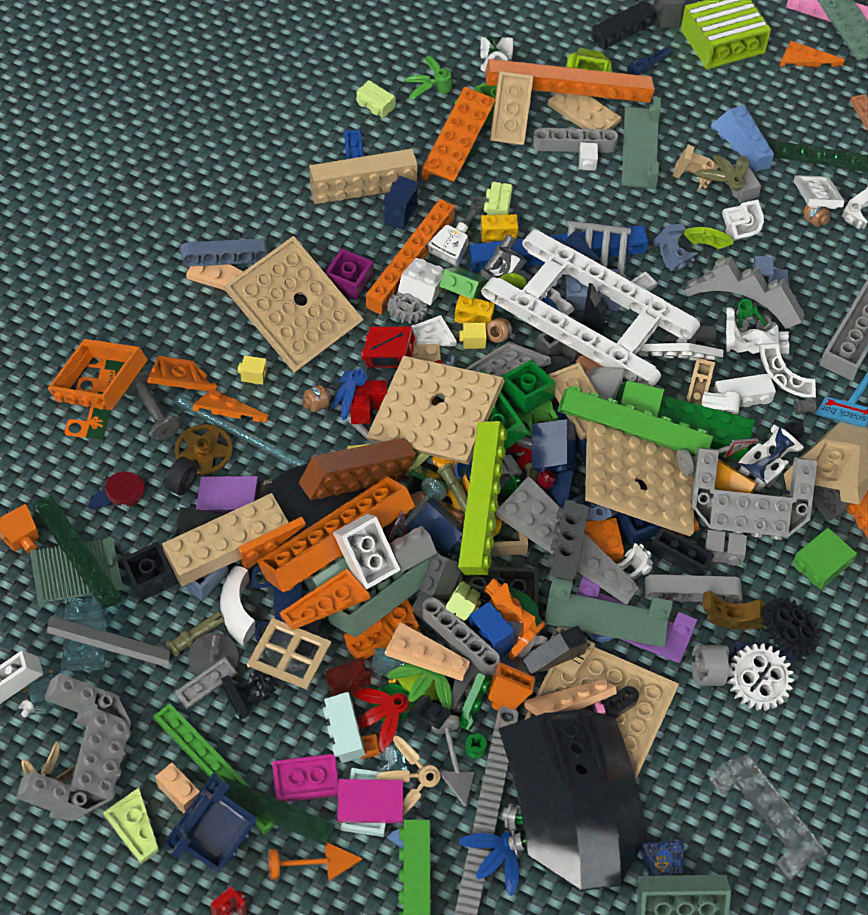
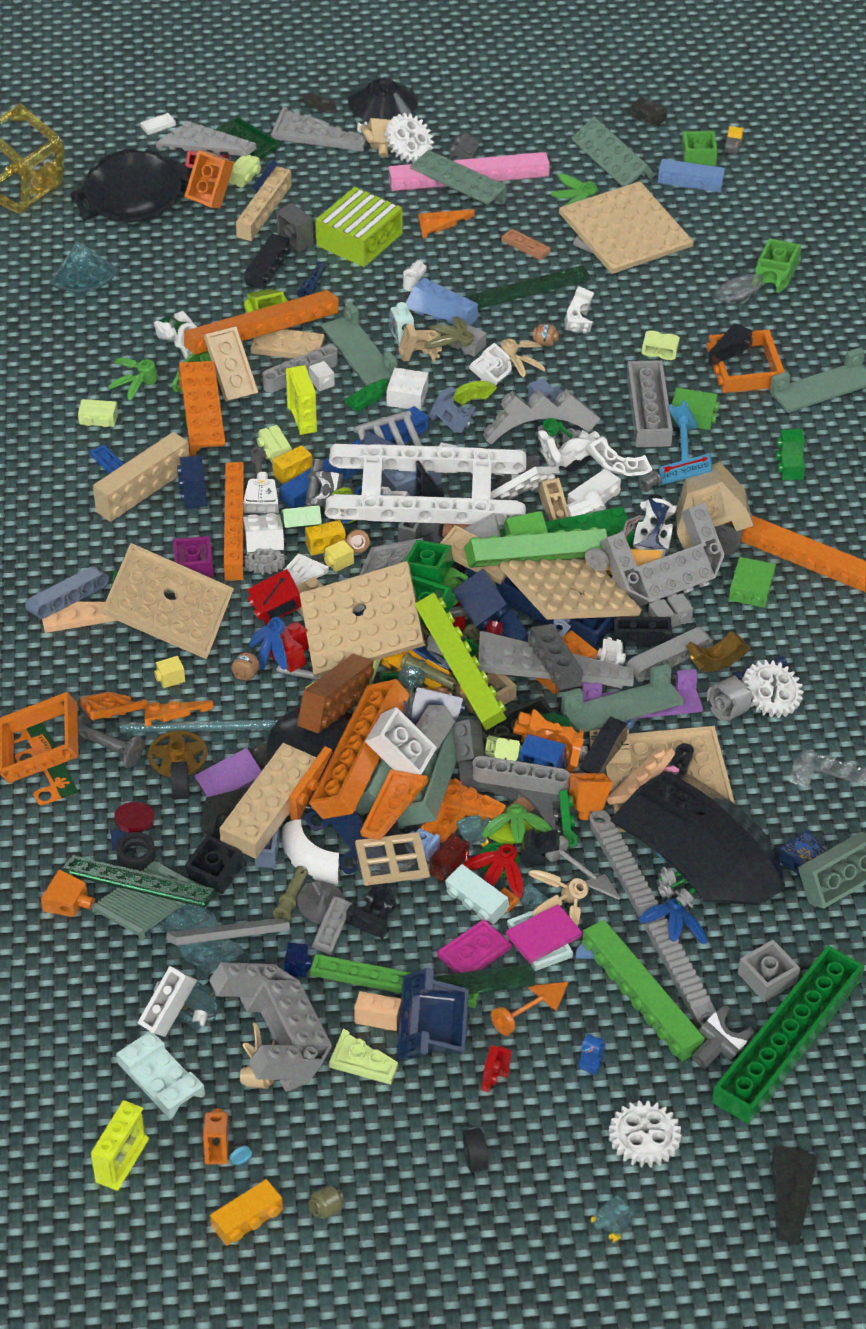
camera: 30 degrees left, 10 degrees down
(99, 508) = (135, 839): none -> black tyre
(151, 699) = (297, 959): none -> clear blue brick
(337, 655) = (430, 843): none -> light blue brick
(423, 652) = (499, 803): light nougat wing -> none
(475, 751) = (595, 857): green wheel -> none
(544, 177) = (301, 399): none -> neon yellow window
(615, 194) = (367, 395): none -> green hinge
(652, 205) = (407, 388): none -> white brick
(695, 135) = (399, 317): none -> light aqua torso
(741, 98) = (413, 275): none -> white piece
(770, 212) = (510, 347): none -> tan plant
(790, 627) = (767, 641): black gear -> none
(819, 191) = (537, 316): white plate -> none

